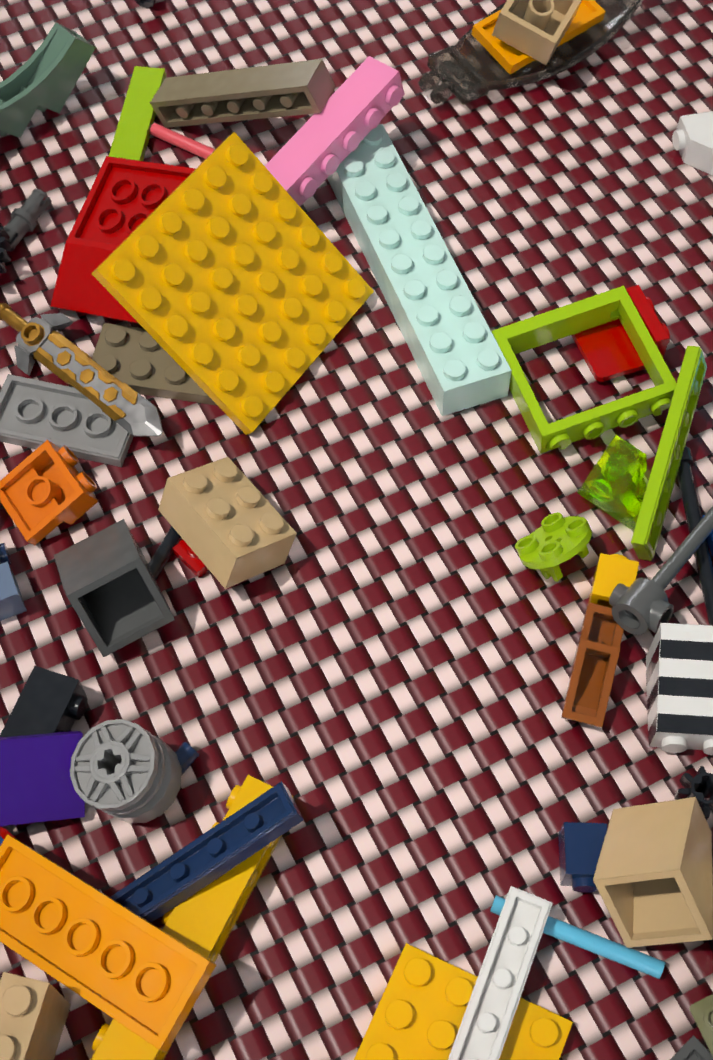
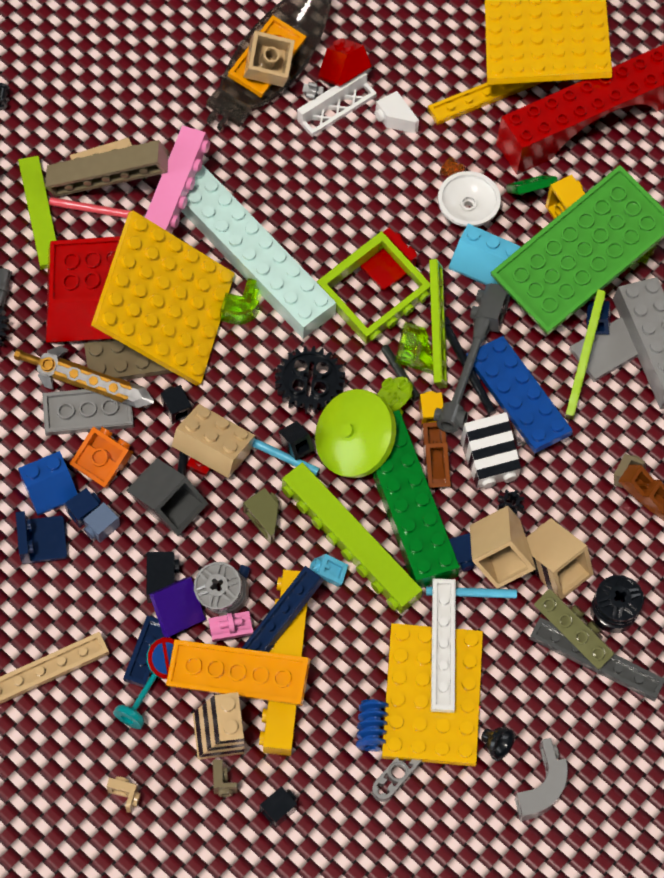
camera: 25 degrees left, 5 degrees up
(116, 845) = (230, 626): none -> bright pink hips
(196, 444) = (176, 403): none -> black brick
(262, 666) = (263, 512): none -> olive slope
(331, 803) = (329, 569): none -> medium azure bracket
(338, 587) = (283, 455): none -> medium azure bar
(360, 341) = (243, 308): none -> clear neon green brick
(363, 564) = (296, 440): none -> black brick
(395, 464) = (289, 377): none -> black gear
(396, 768) = (351, 538): none -> lime brick
(465, 583) = (355, 433): none -> lime dish
(517, 733) = (414, 513): none -> green brick
(580, 507) = (398, 368): none -> pearl dark grey bar
(590, 84) = (312, 90): none -> light grey plate
(613, 103) = (329, 101): none -> white fence
(650, 54) = (343, 62): none -> red slope

